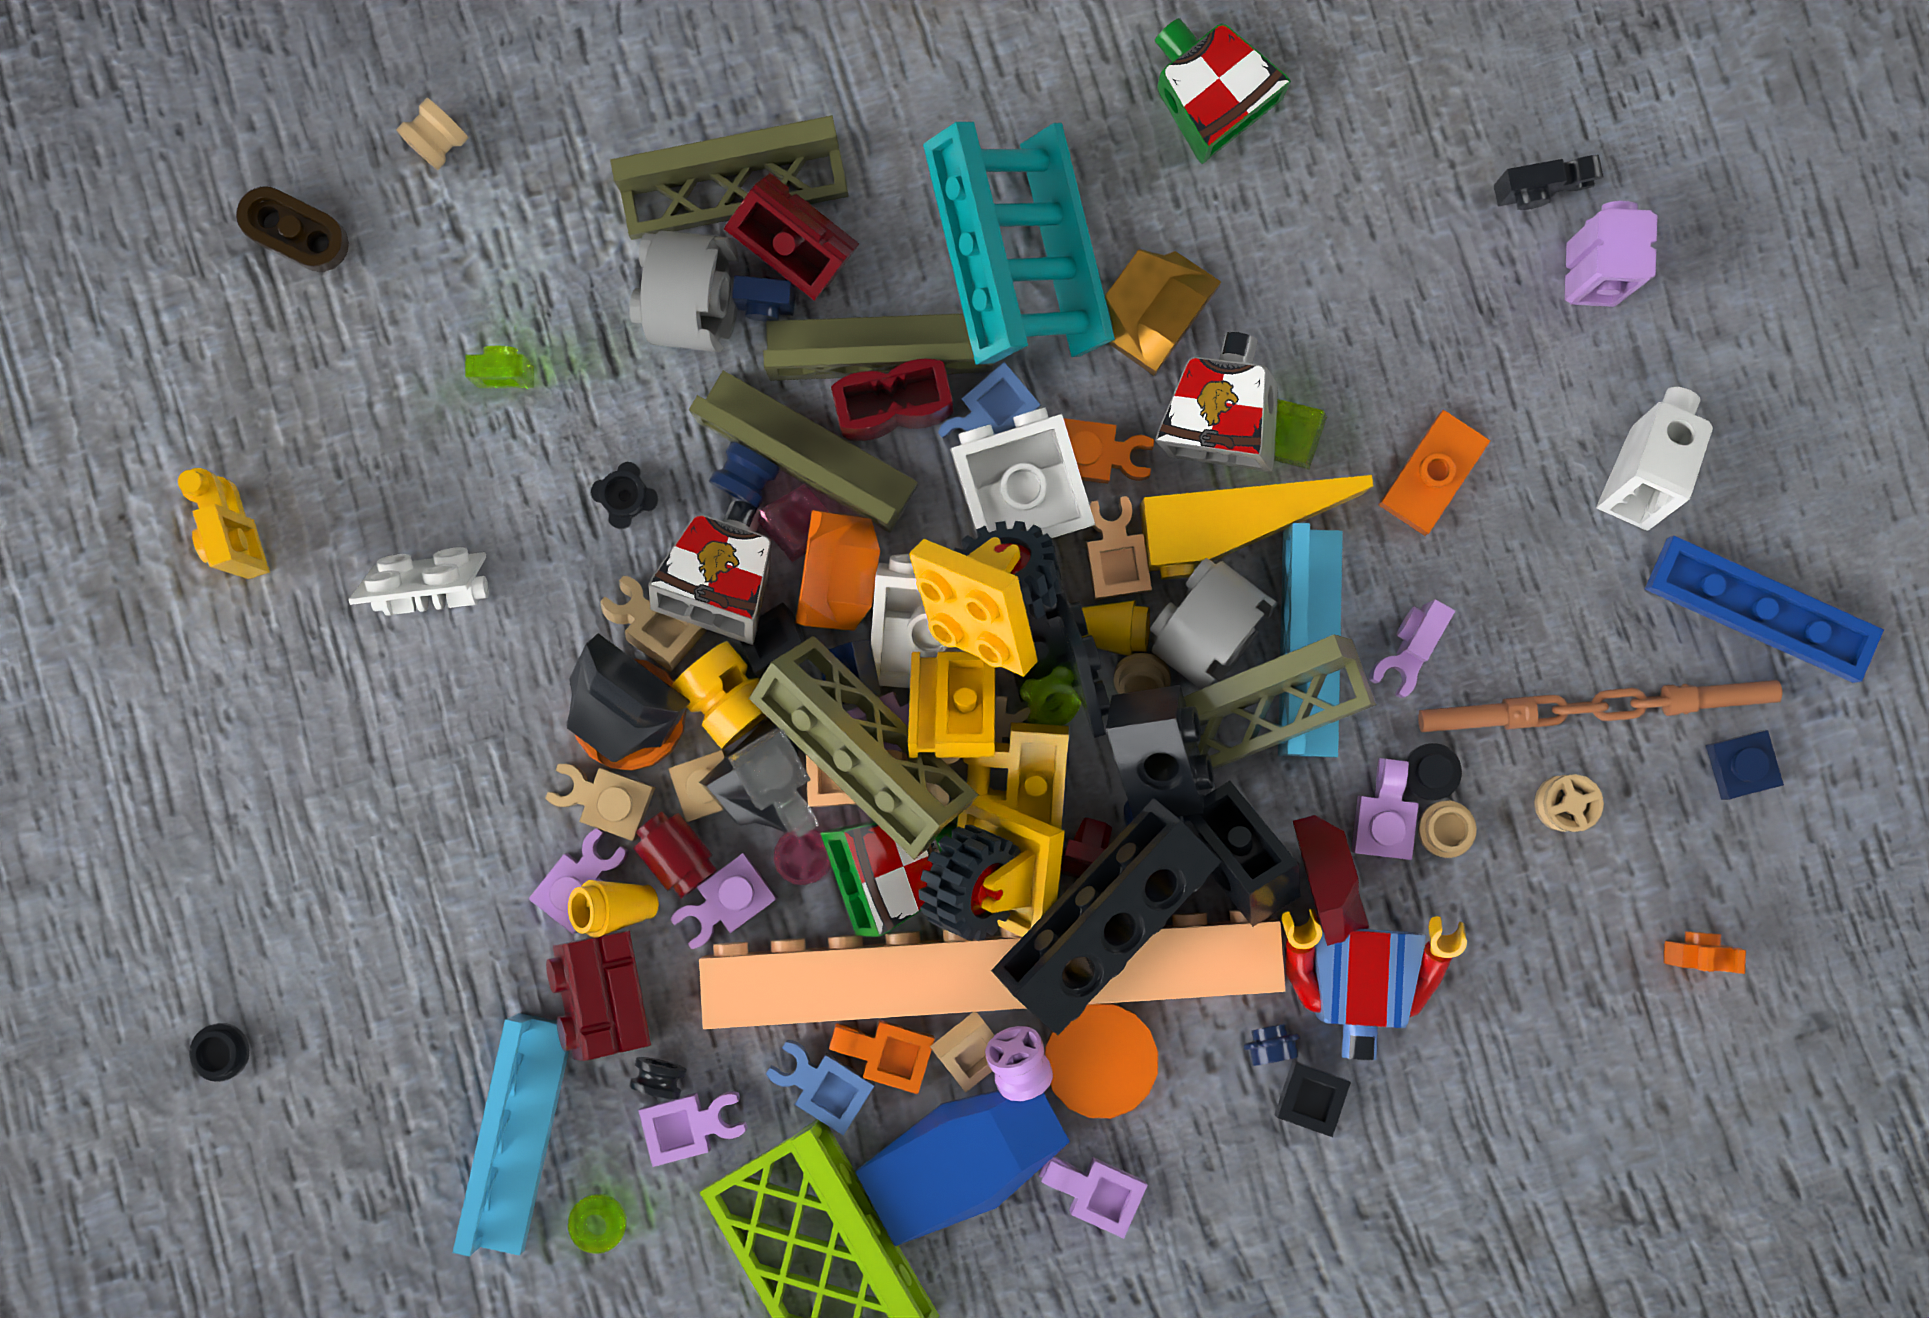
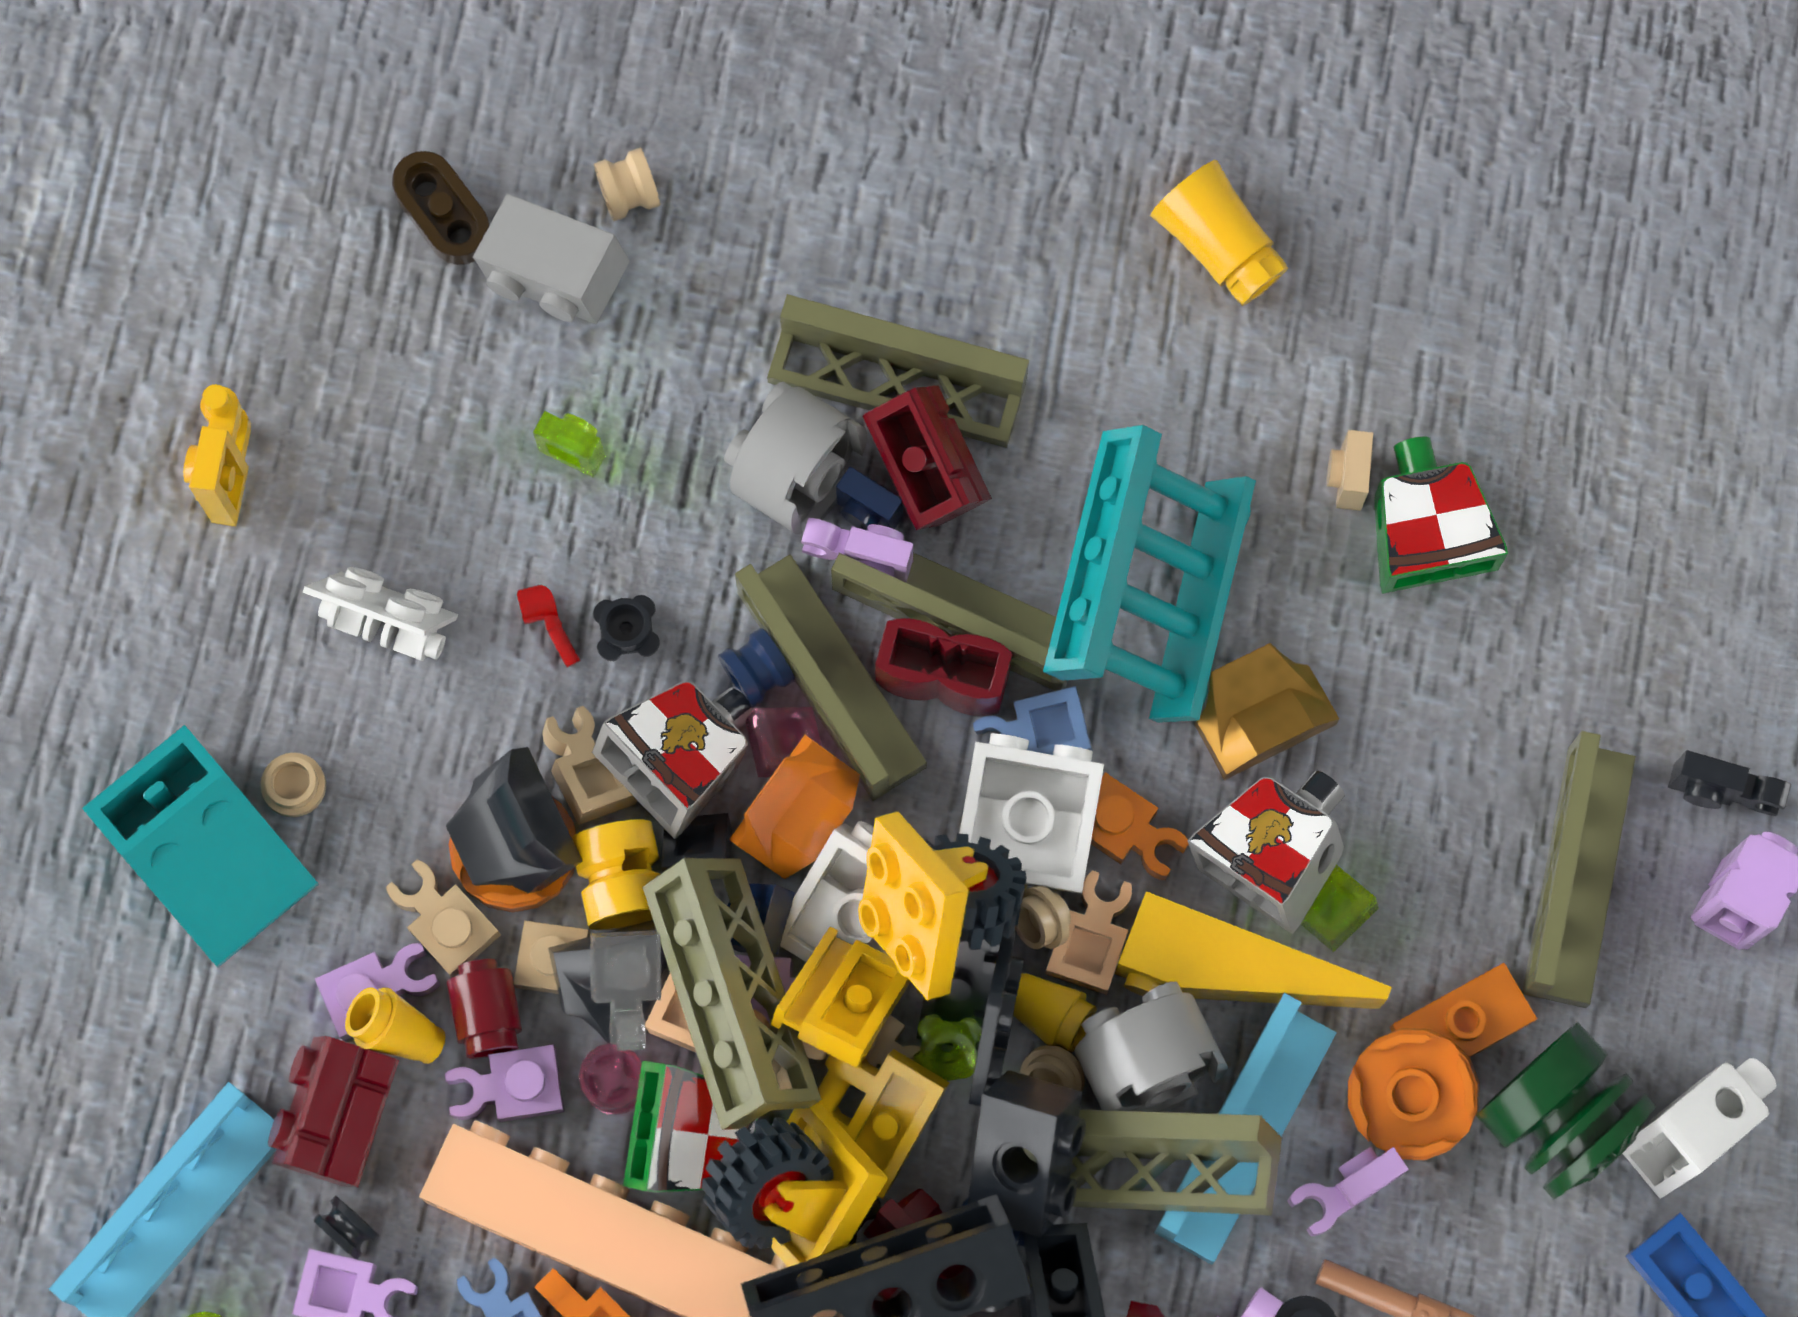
camera: 25 degrees right, 10 degrees down
(379, 843) = (200, 846): none -> teal slope
(403, 228) = (550, 260): none -> light grey brick
(428, 755) = (293, 784): none -> tan plate
(546, 511) = (539, 604): none -> red hand
(790, 331) = (876, 547): none -> lavender plate
(1076, 560) = (1043, 918): none -> tan plate
(1131, 75) = (1350, 470): none -> tan plate
(1425, 547) = (1414, 1093): none -> orange tile
(1464, 308) = (1579, 873): none -> olive fence
(1565, 507) = (1567, 1112): none -> dark green wheel

